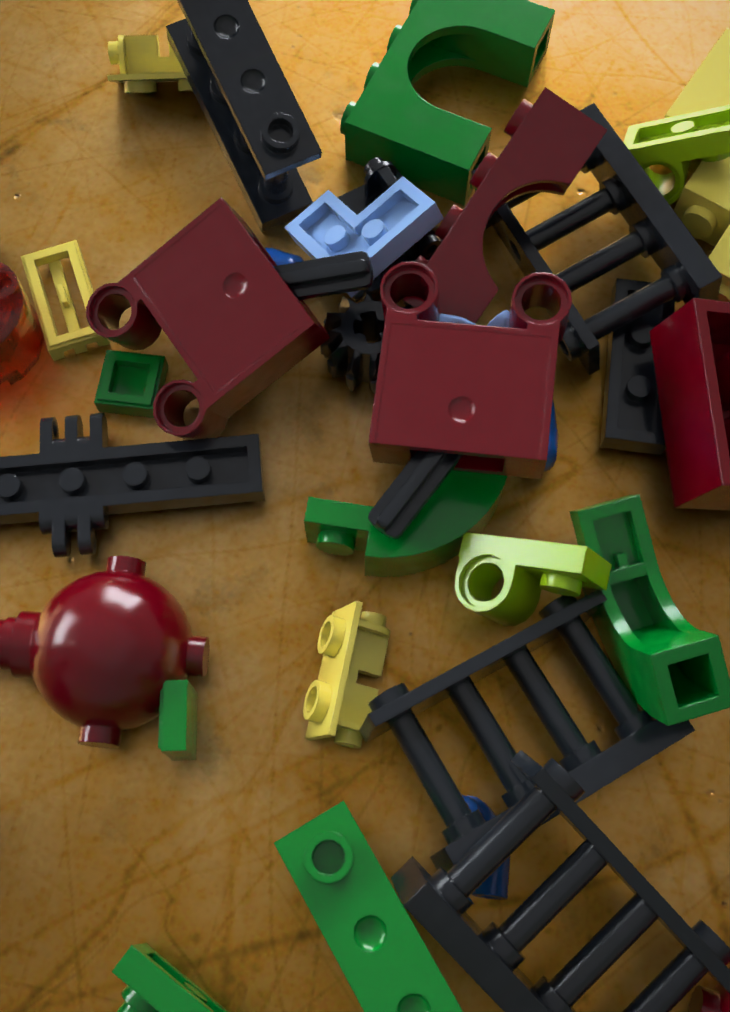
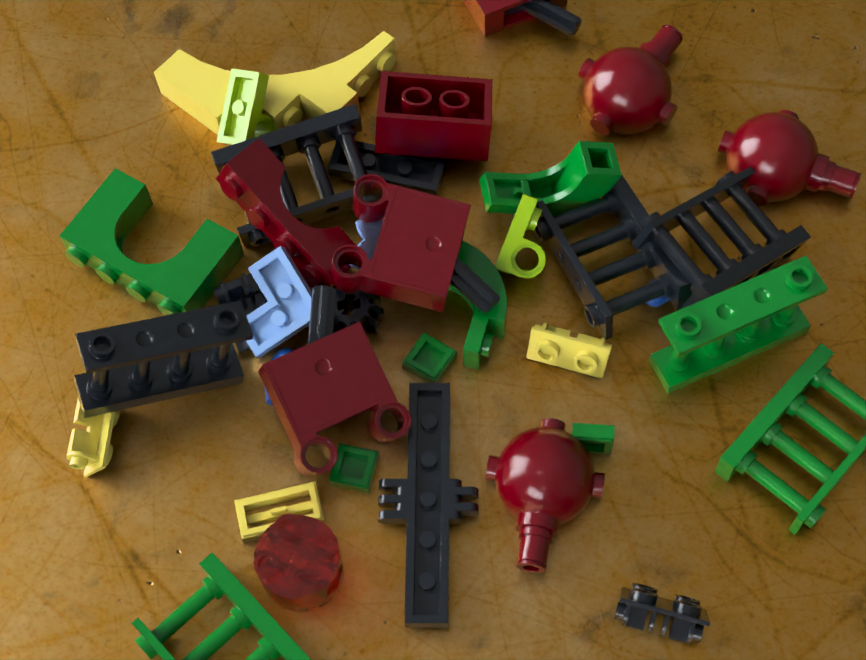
camera: 80 degrees left, 5 degrees down
(313, 465) = (429, 359): none -> green tile

